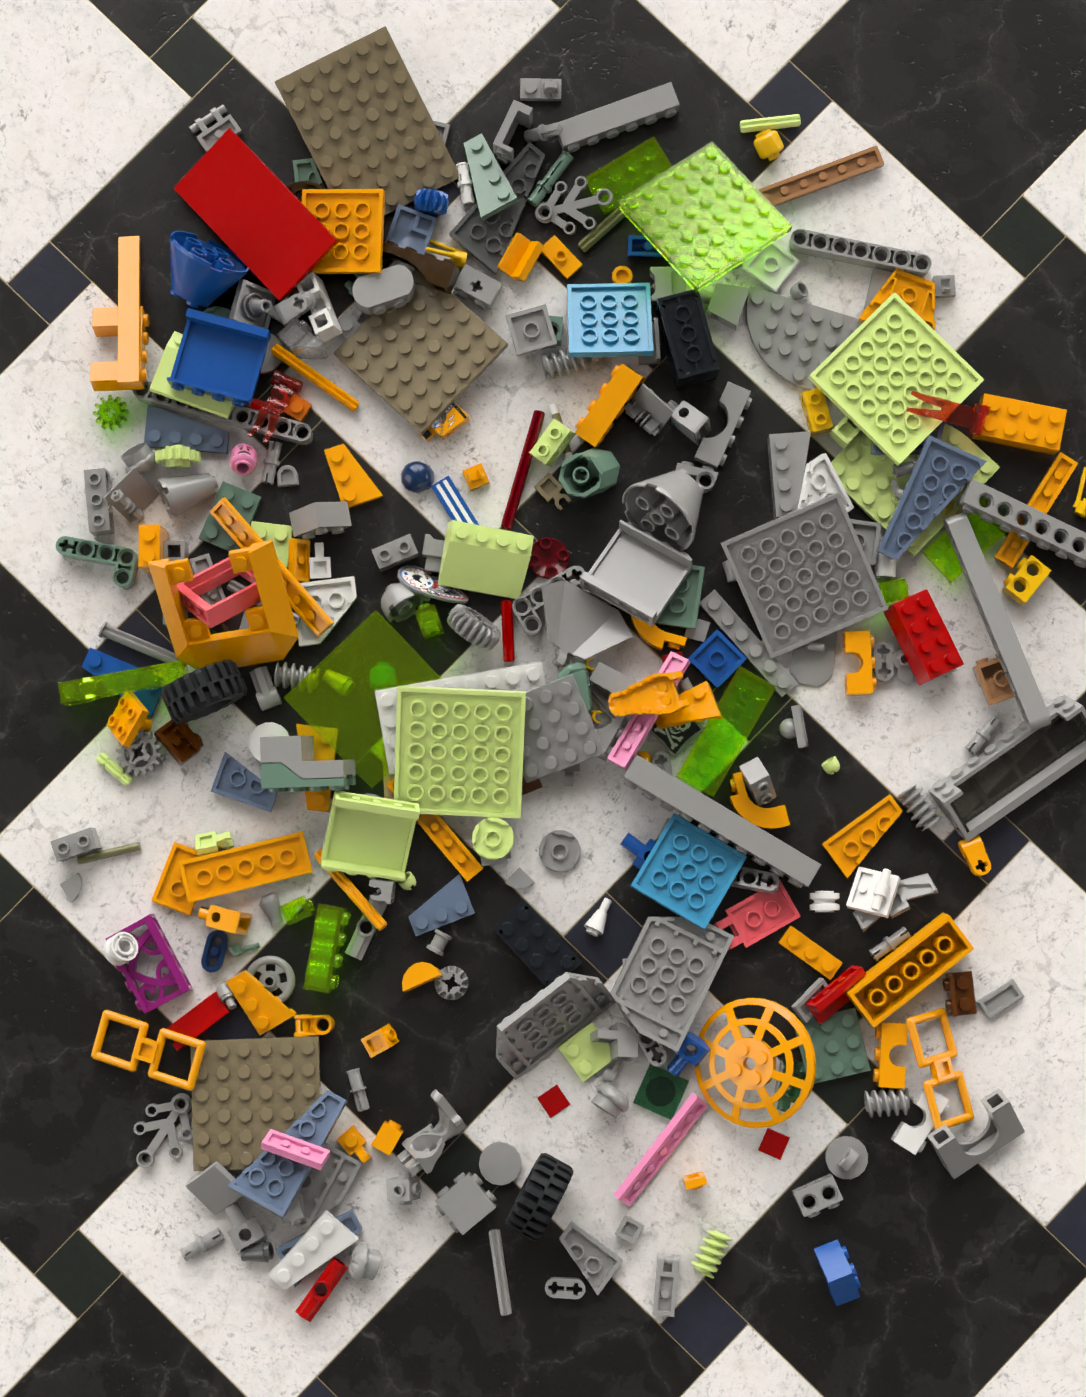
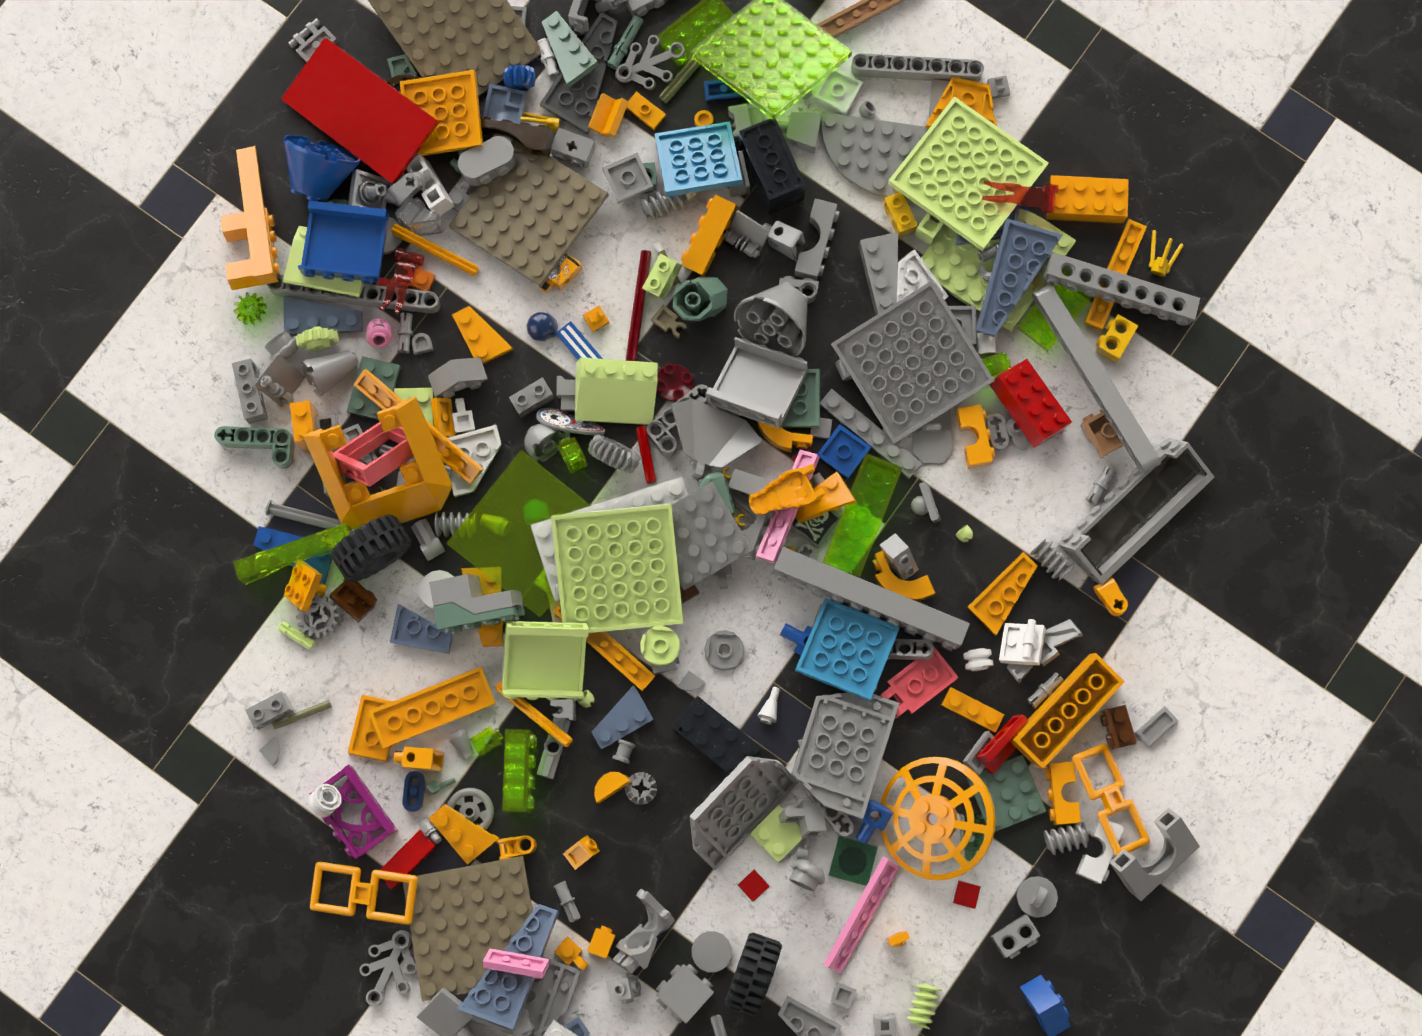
camera: 10 degrees left, 5 degrees down
(210, 841) = (396, 689): yellowish green plate -> none

